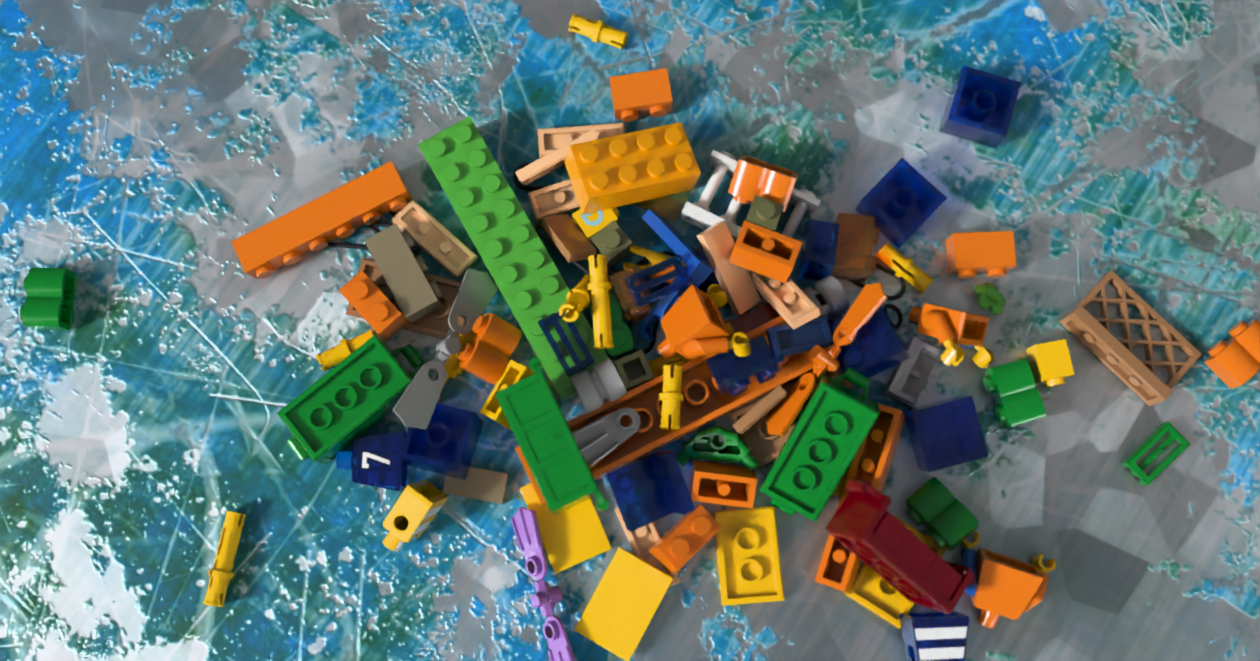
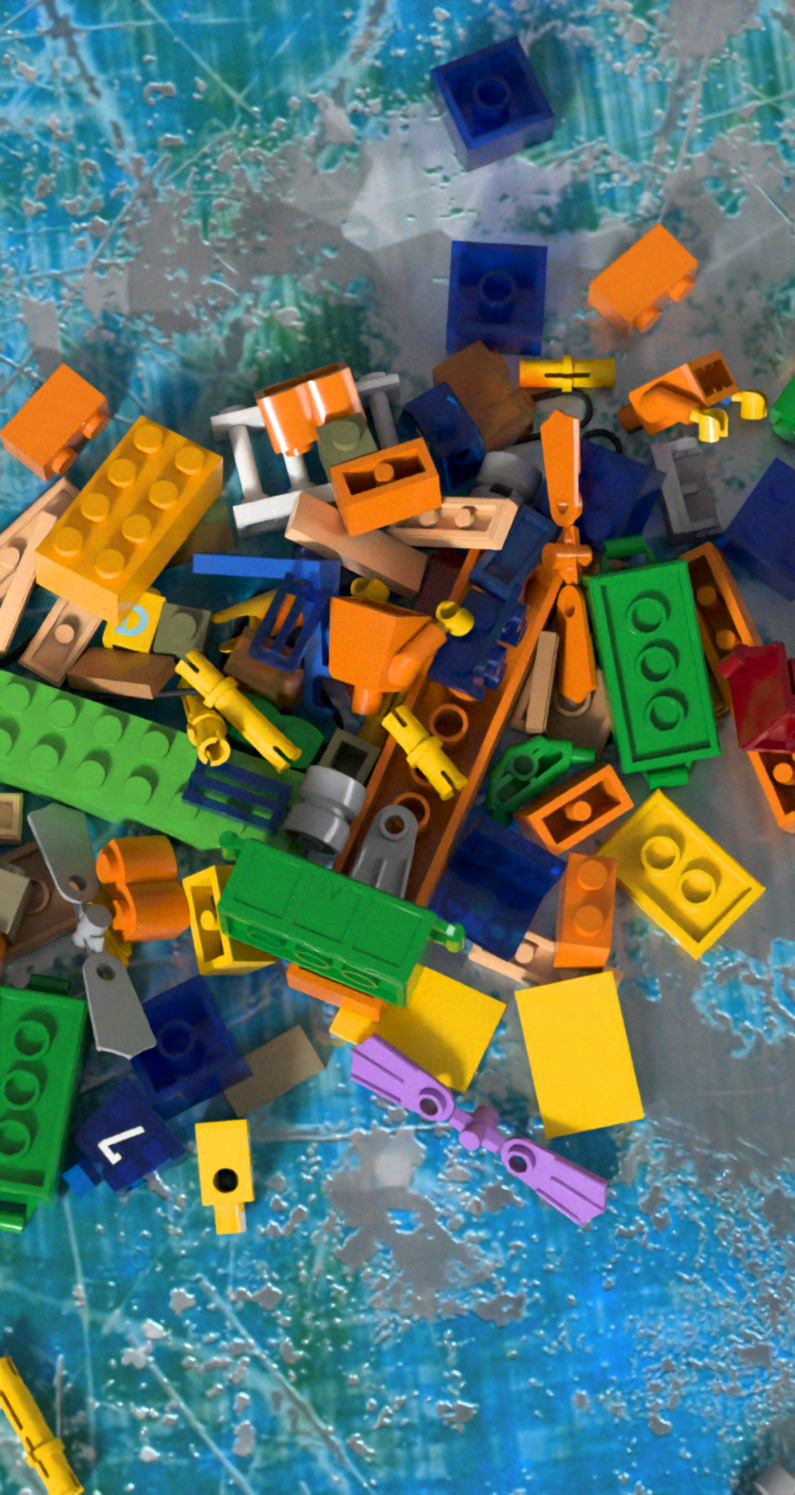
camera: 45 degrees left, 5 degrees down
(989, 298) = (700, 326): bright green plant -> none

